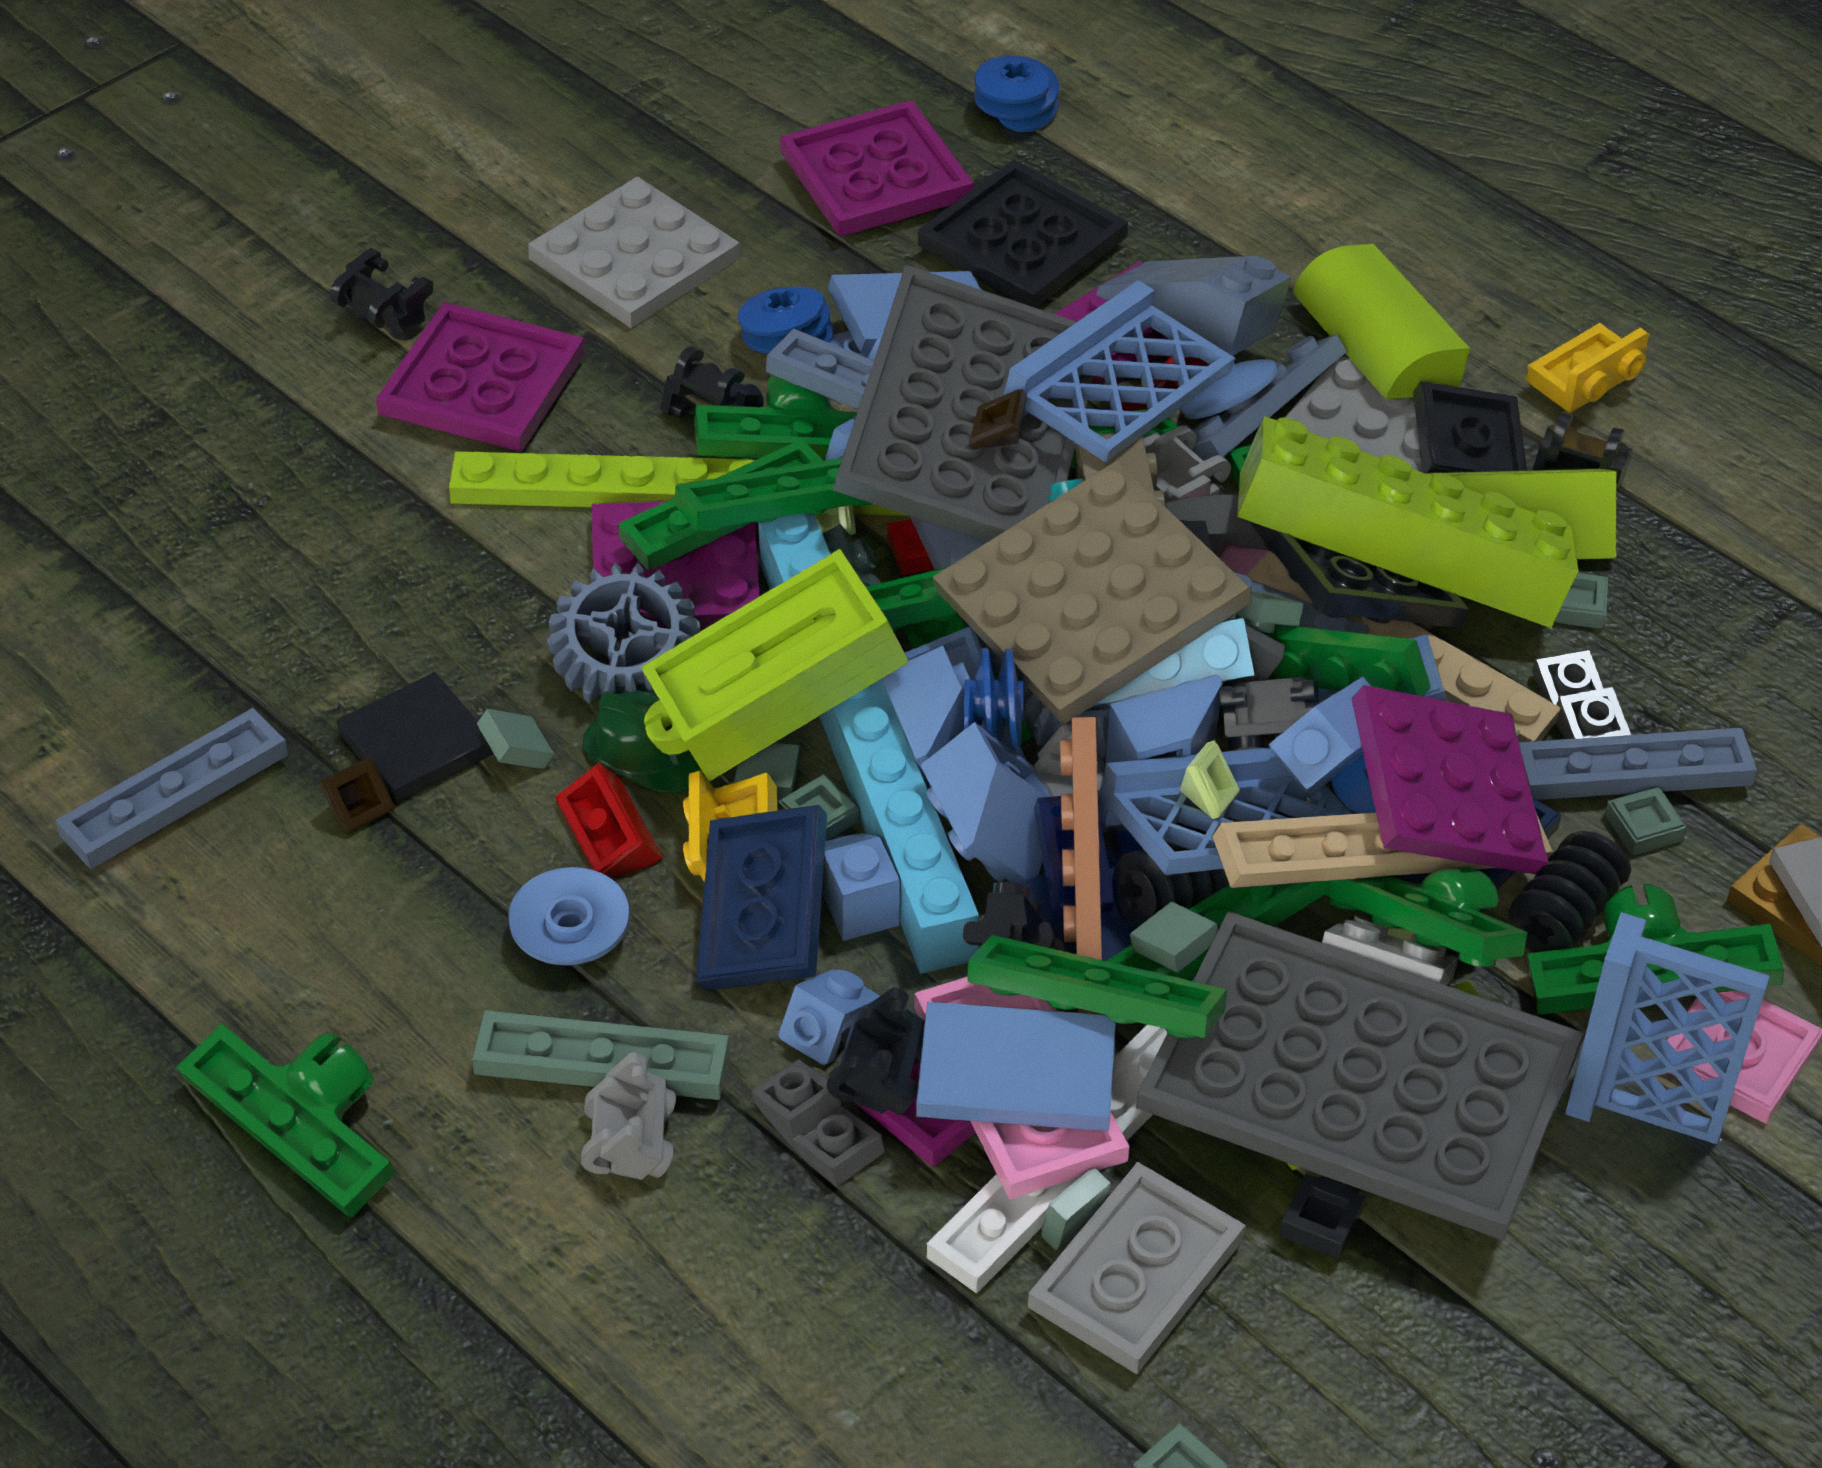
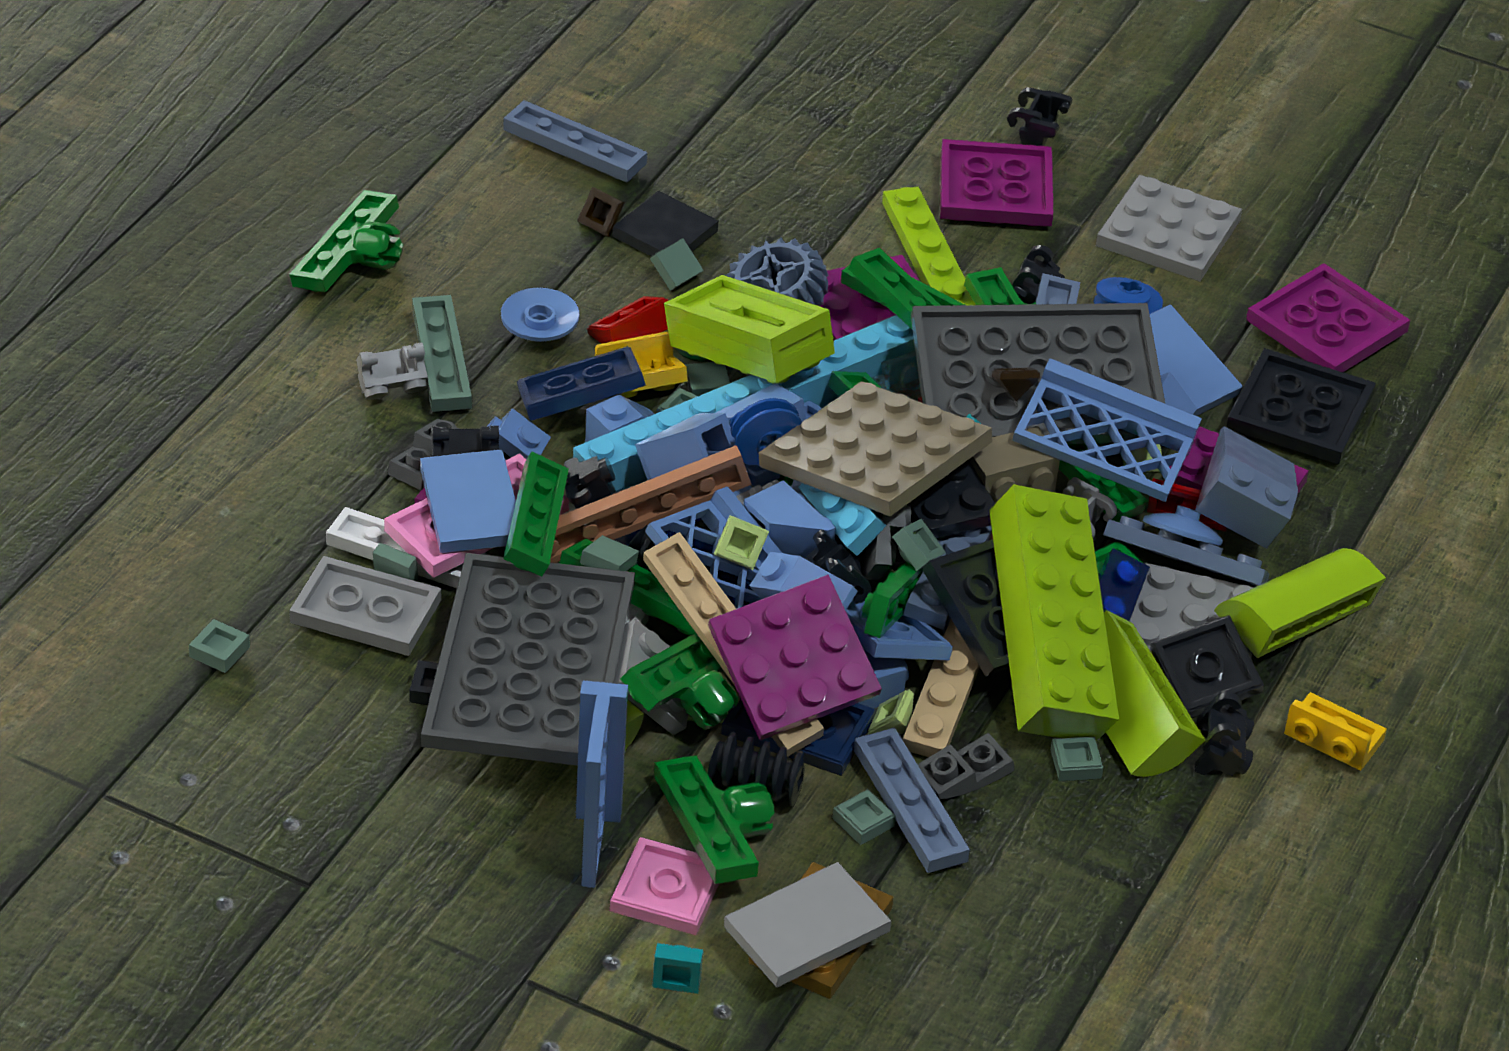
camera: 70 degrees right, 5 degrees down
(1017, 92) = (1462, 375): blue piece -> none

